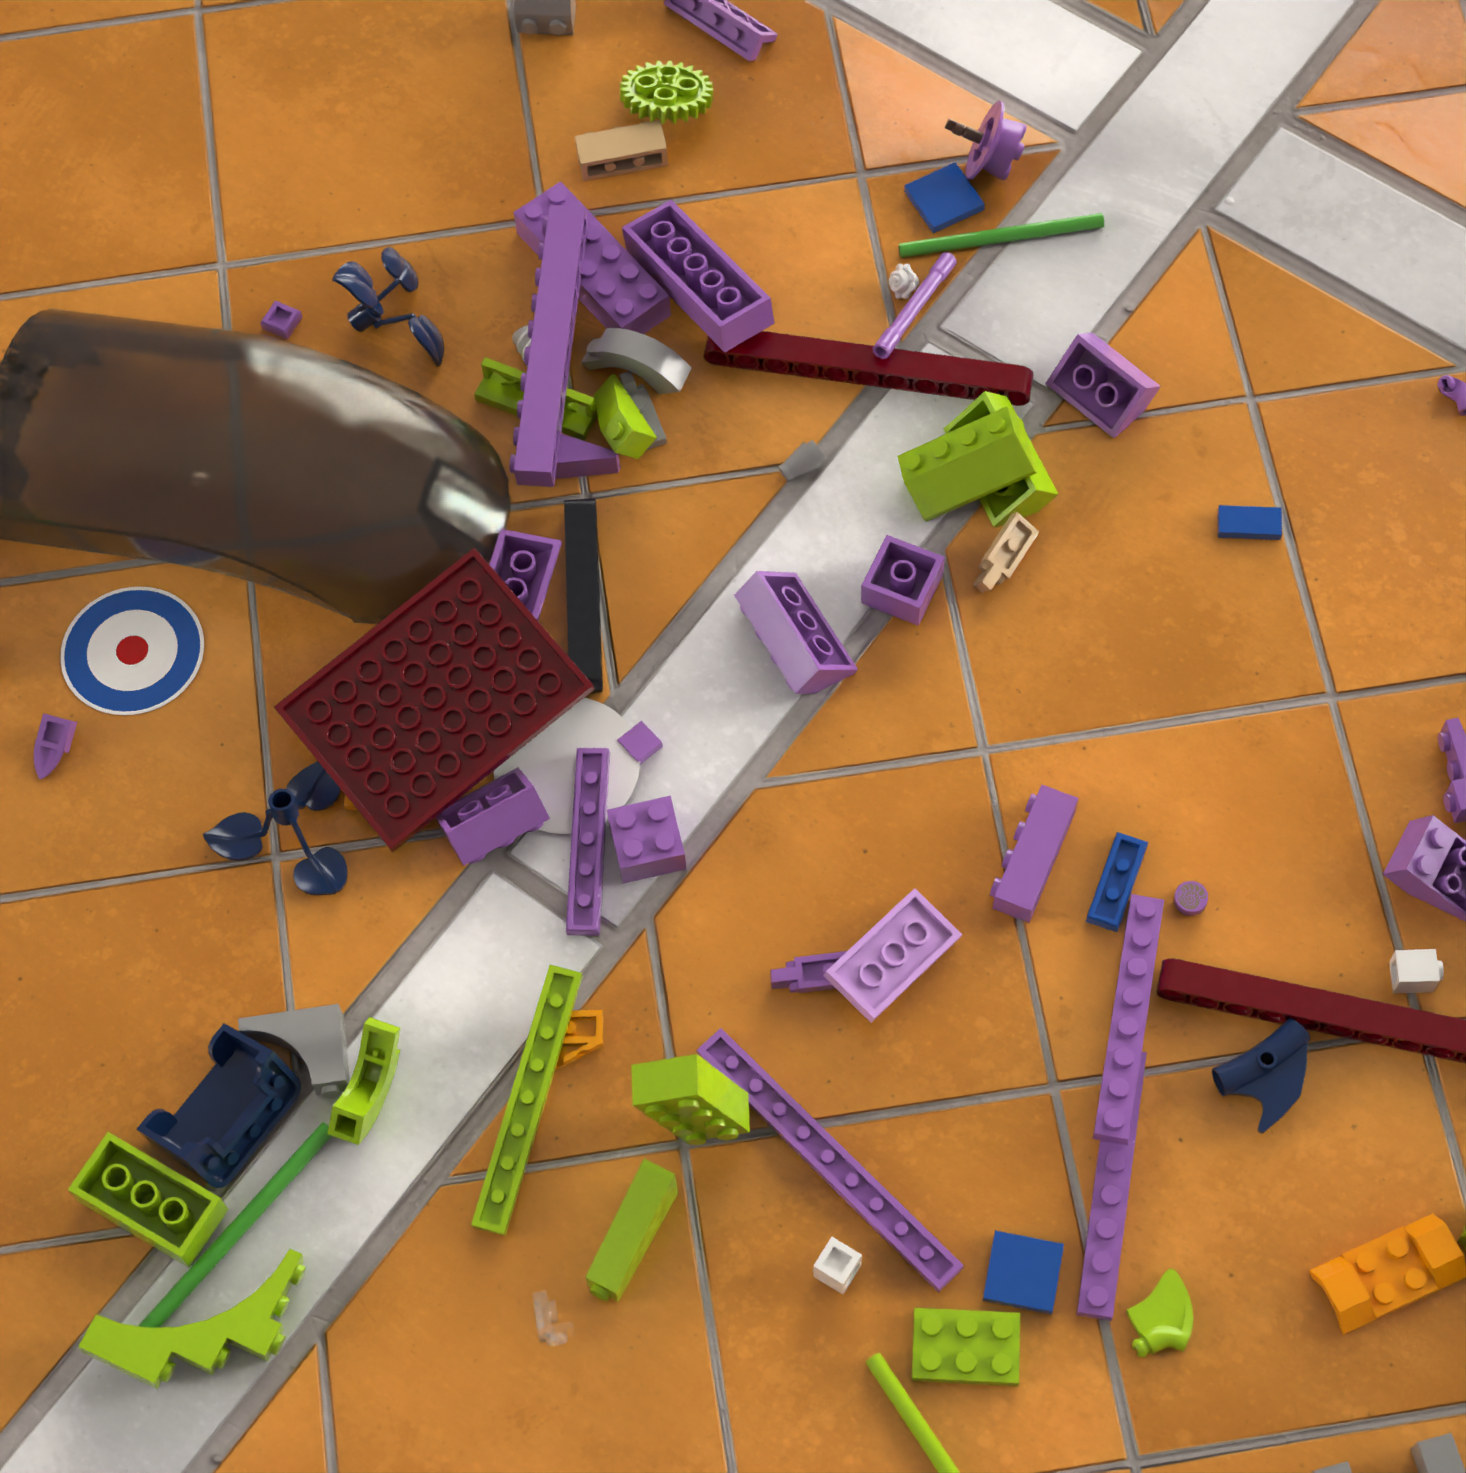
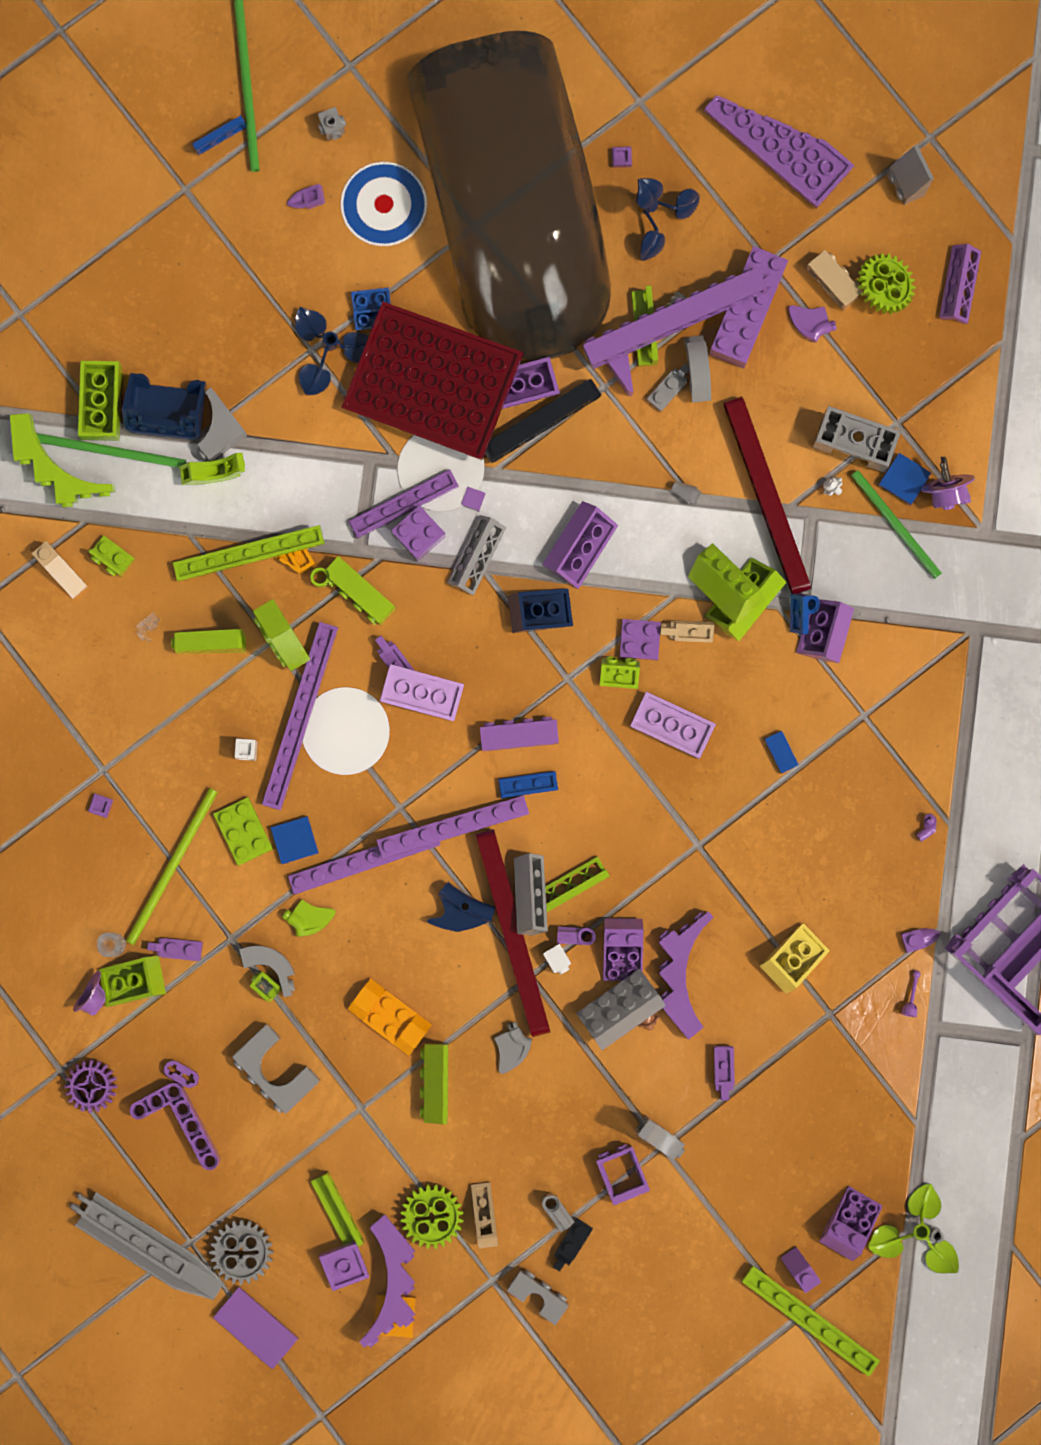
camera: 55 degrees right, 20 degrees up
(267, 742) = (367, 305): none -> blue slope
(371, 1413) = (59, 569): none -> tan slope
(402, 1320) = (112, 556): none -> lime bracket
(434, 116) = (796, 157): none -> medium lavender wing
(492, 816) = (389, 447): medium lavender slope -> none
(621, 420) = (655, 380): lime slope -> none
(657, 194) = (811, 322): none -> medium lavender arm
(677, 971) = (357, 589): none -> lime hinge
(698, 275) = (766, 372): medium lavender brick -> none
(722, 779) = (473, 552): none -> light grey fence
(831, 230) = (837, 433): none -> light grey plate
(860, 733) = (540, 610): none -> dark blue slope
(890, 1104) = (346, 731): none -> white sticker
(893, 334) = (849, 502): medium lavender piece -> none
(902, 580) = (639, 585): medium lavender brick -> none
(981, 624) = (640, 639): none -> medium lavender plate
(1016, 671) = (619, 672): none -> lime bracket
(1057, 396) = (800, 607): none -> blue plate
(1133, 640) = (672, 725): none -> lavender plate
(1190, 898) = (538, 826): medium lavender tile -> none
(1205, 1404) = (268, 956): none -> light grey arch
(1244, 1442) = (265, 986): none -> lime window
(1297, 952) = (530, 894): none -> light grey brick
(1320, 898) = (578, 888): none -> lime fence
(1390, 927) = (573, 935): none -> medium lavender piece

